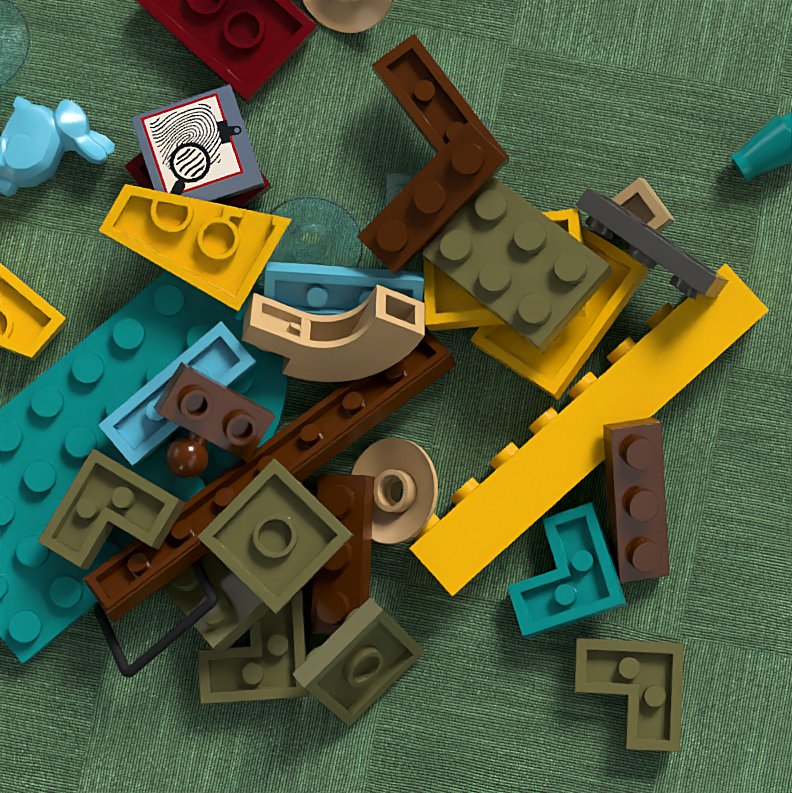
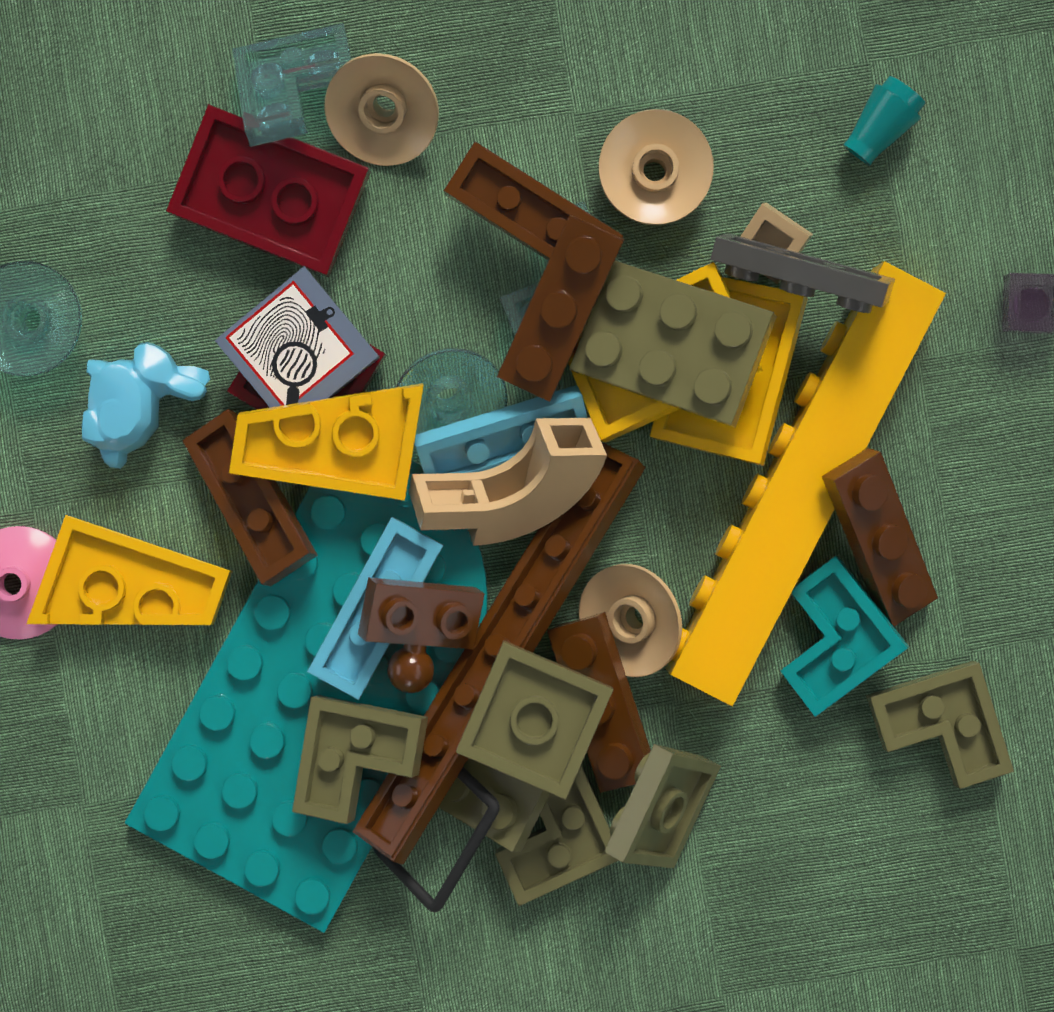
camera: 25 degrees left, 5 degrees up
(106, 268) = (250, 505): none -> reddish brown plate
(564, 89) = (663, 139): none -> tan dish

